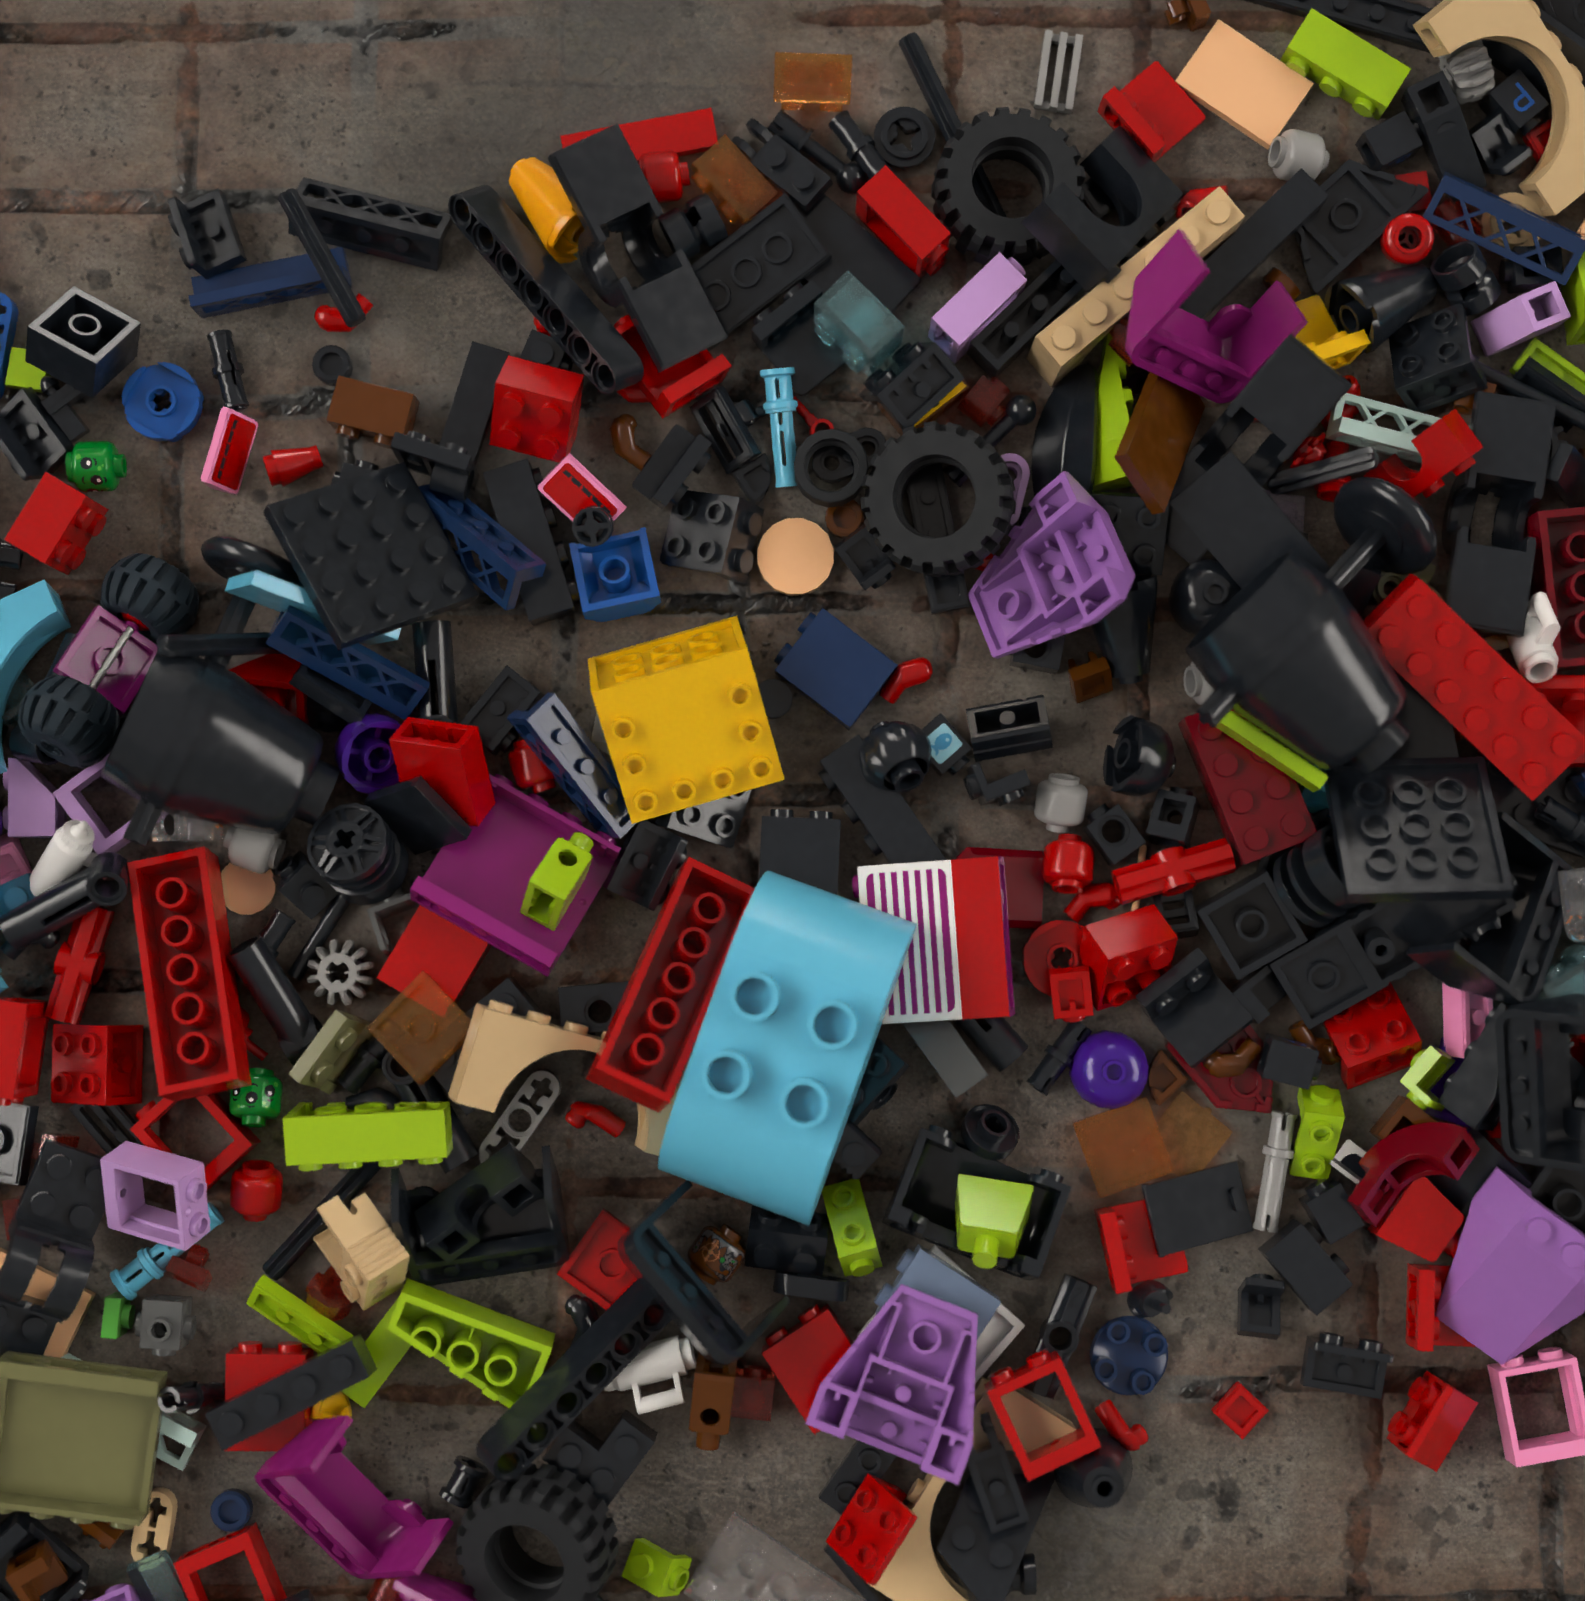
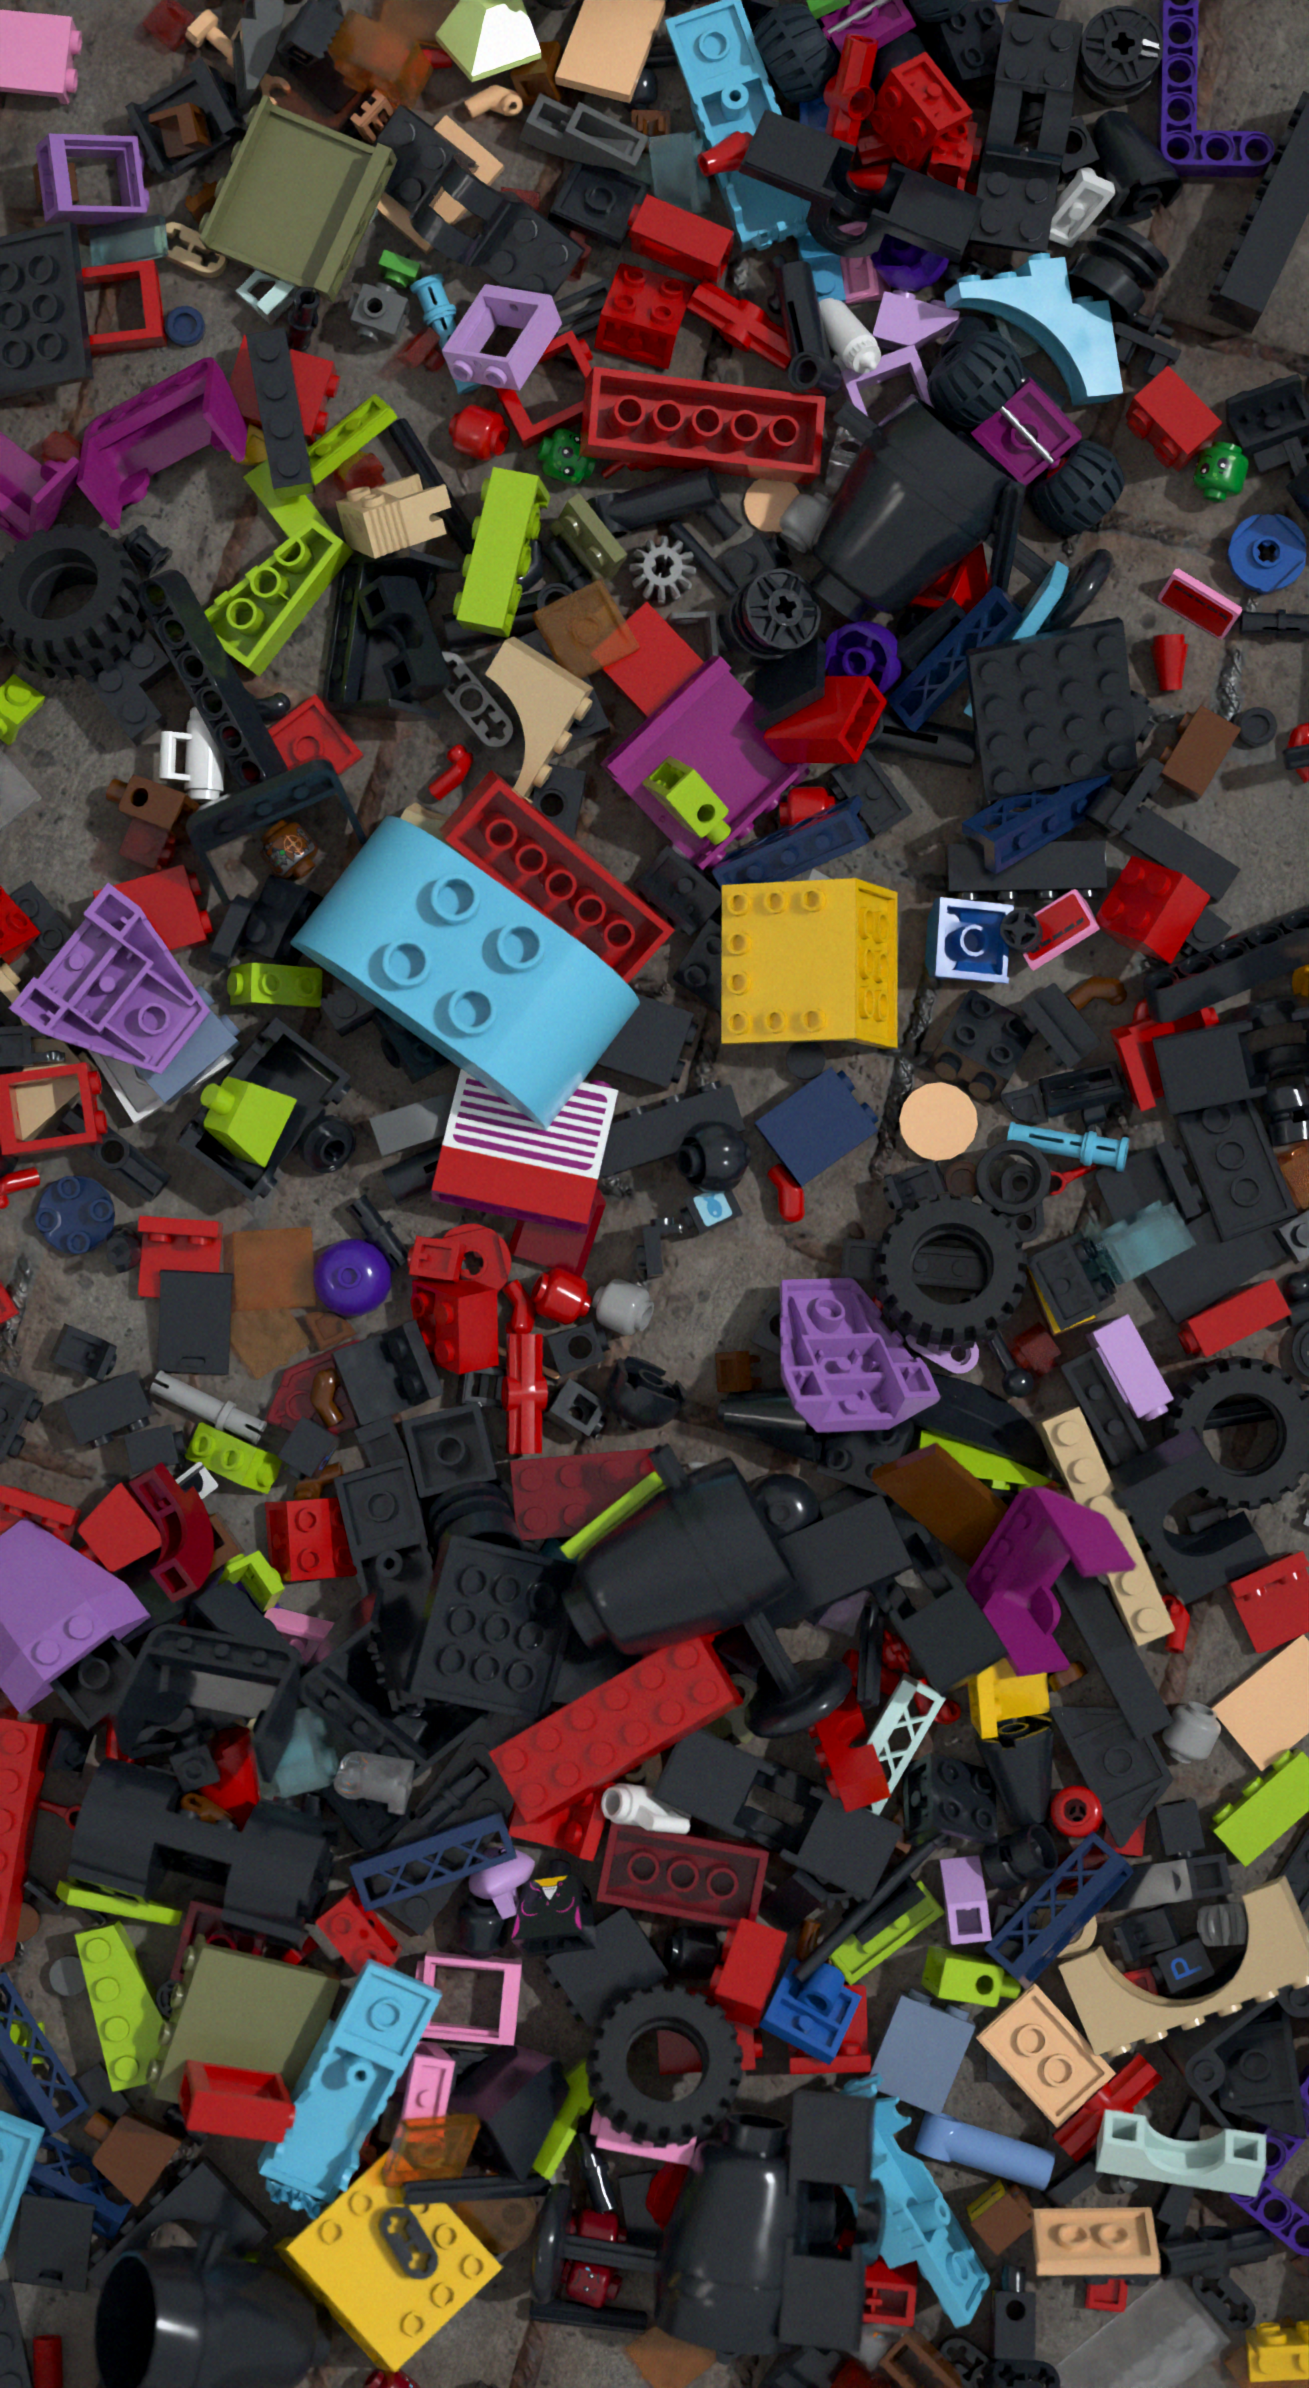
camera: 105 degrees right, 0 degrees up
(1009, 728) = (709, 1276): black brick -> none

